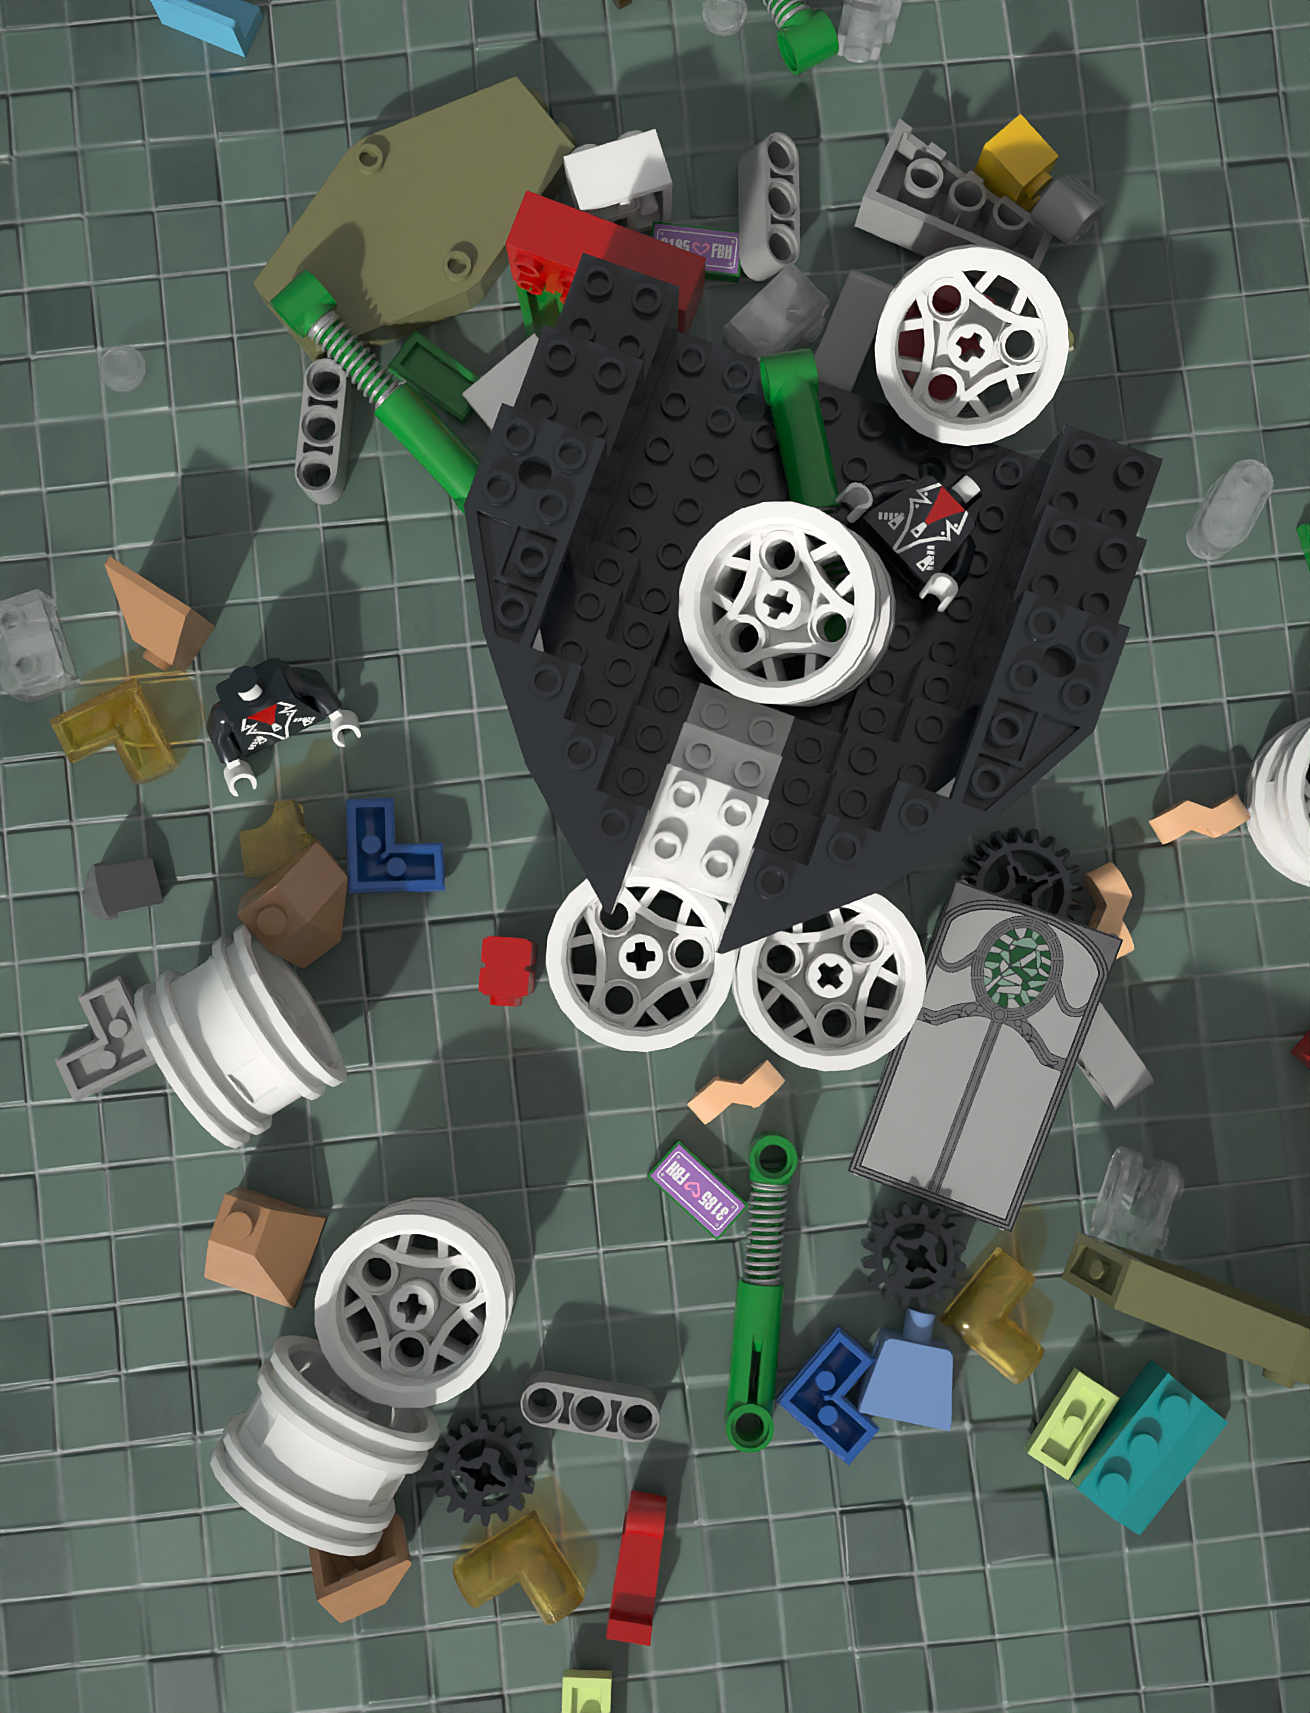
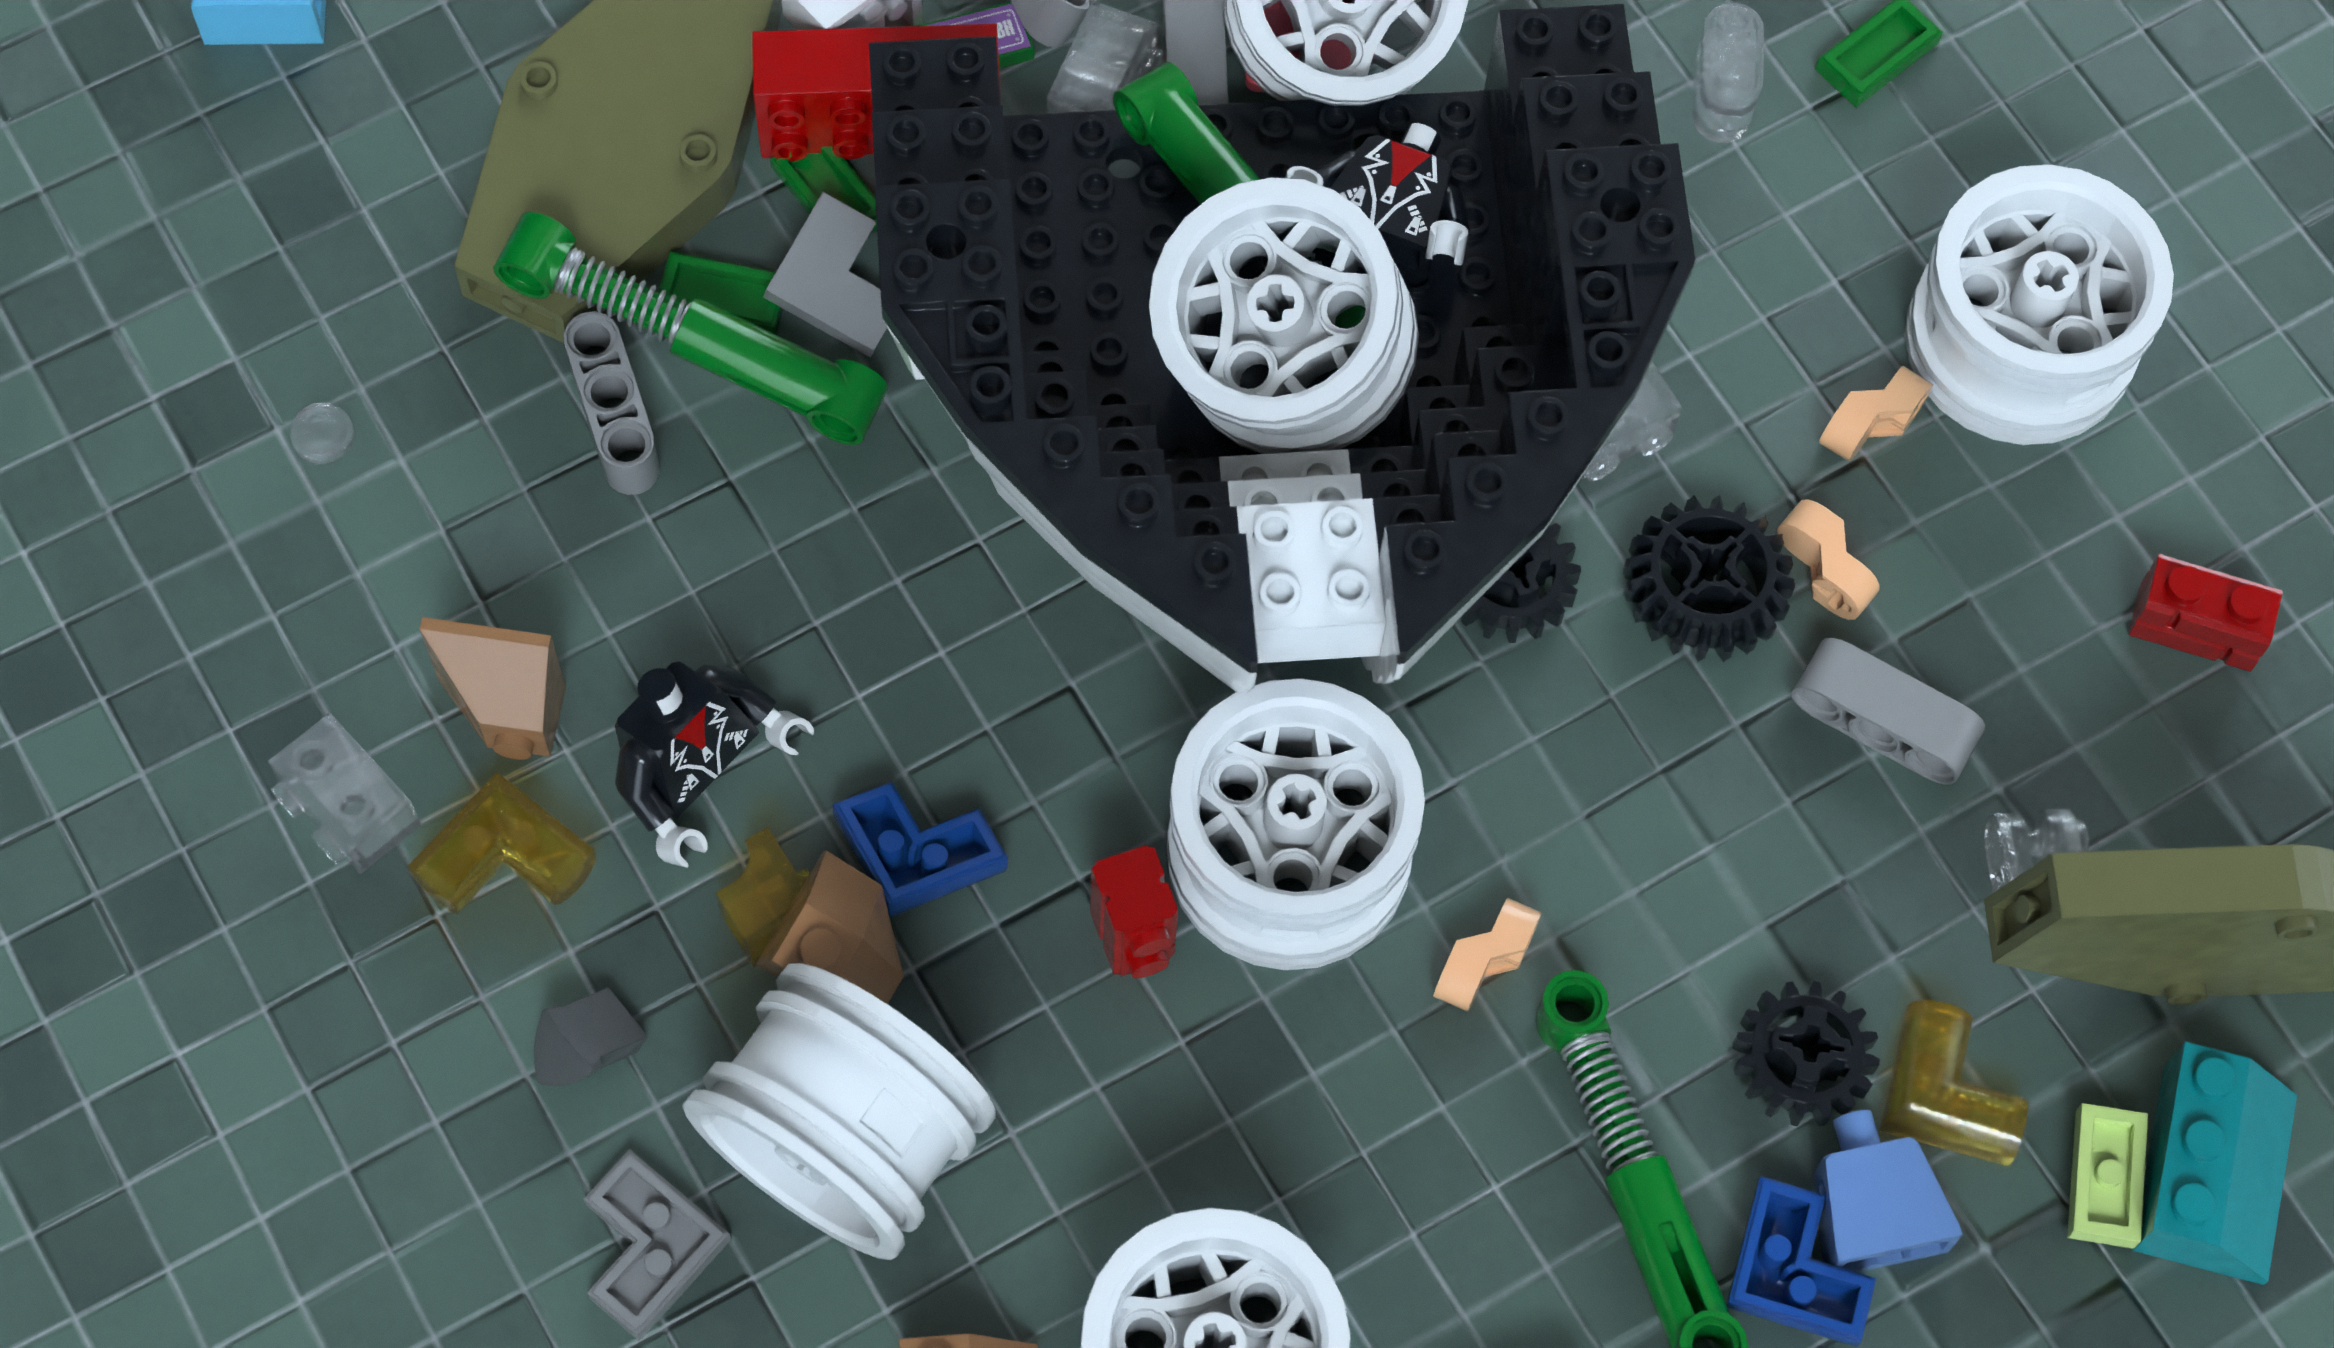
camera: 25 degrees left, 20 degrees down
(697, 1189) = (1499, 1099): medium lavender tile -> none
(848, 992) = (1498, 817): white wheel -> none
(987, 1055) = (1767, 780): piece -> none

